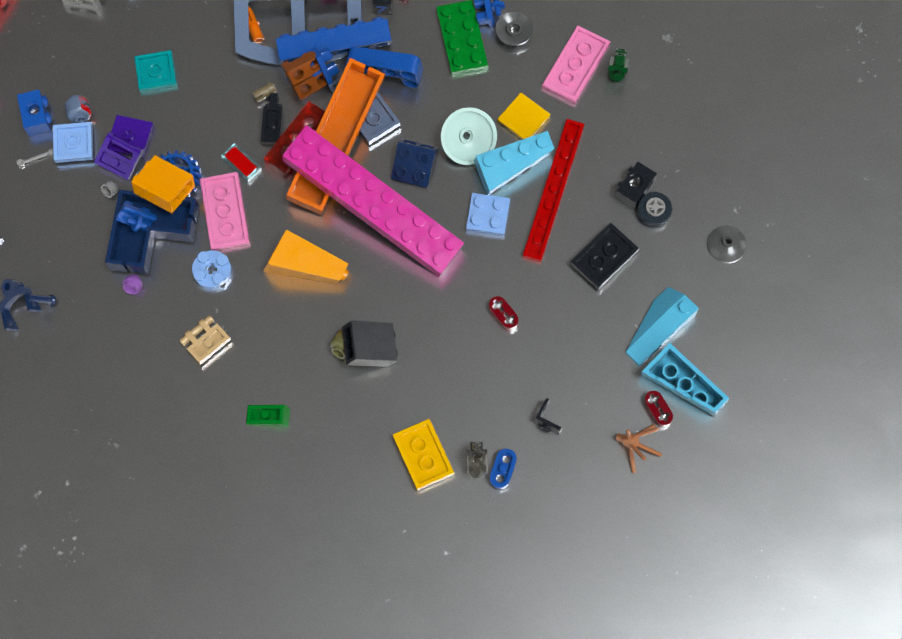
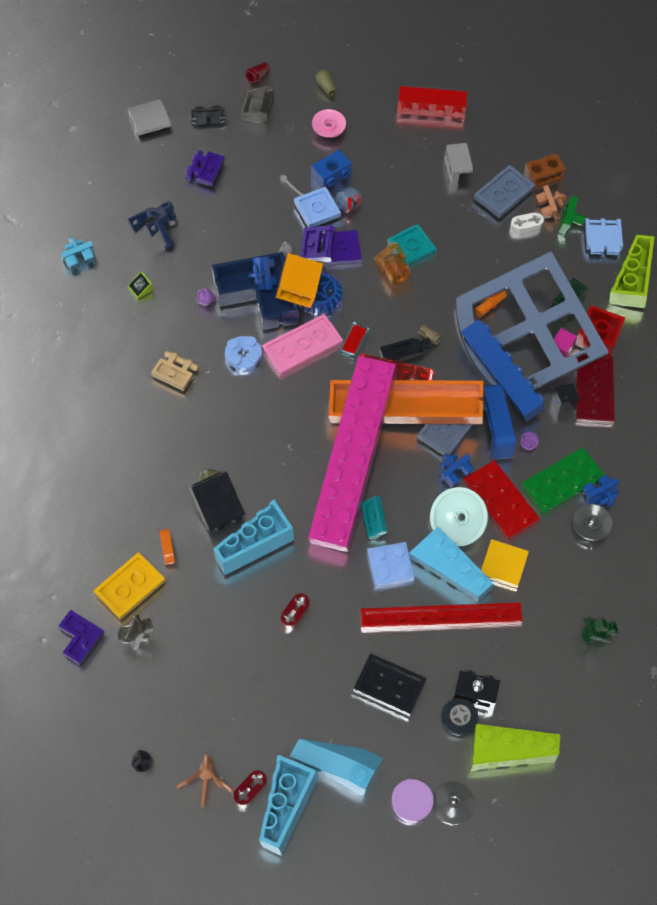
camera: 65 degrees right, 10 degrees down
(24, 402) = (69, 256): none -> medium azure hips
(90, 343) = (140, 285): none -> slope
(178, 93) = (395, 265): none -> clear orange piece
(268, 415) = (123, 446): green slope -> none
(305, 260) = (277, 414): light orange slope -> none
(310, 72) = (461, 359): dark orange hips -> none
(395, 406) = (167, 546): none -> orange beam
(412, 47) = (529, 440): none -> medium lavender plate
(412, 123) = (449, 474): none -> blue hips
(413, 162) = (415, 480): dark blue bracket -> none
(420, 319) = (255, 539): none -> medium azure wedge
(439, 210) = (374, 517): none -> teal plate
(458, 510) = (85, 636): none -> dark purple plate
(468, 91) = (503, 500): none -> red plate
(503, 469) = (139, 660): blue plate -> none
(546, 425) = (201, 676): black bracket -> none
(576, 64) = (583, 593): bright pink tile -> none
(600, 495) = (141, 761): none -> black plate
(696, 182) = (511, 747): none -> lime wedge
(714, 276) = (412, 800): none -> lavender tile

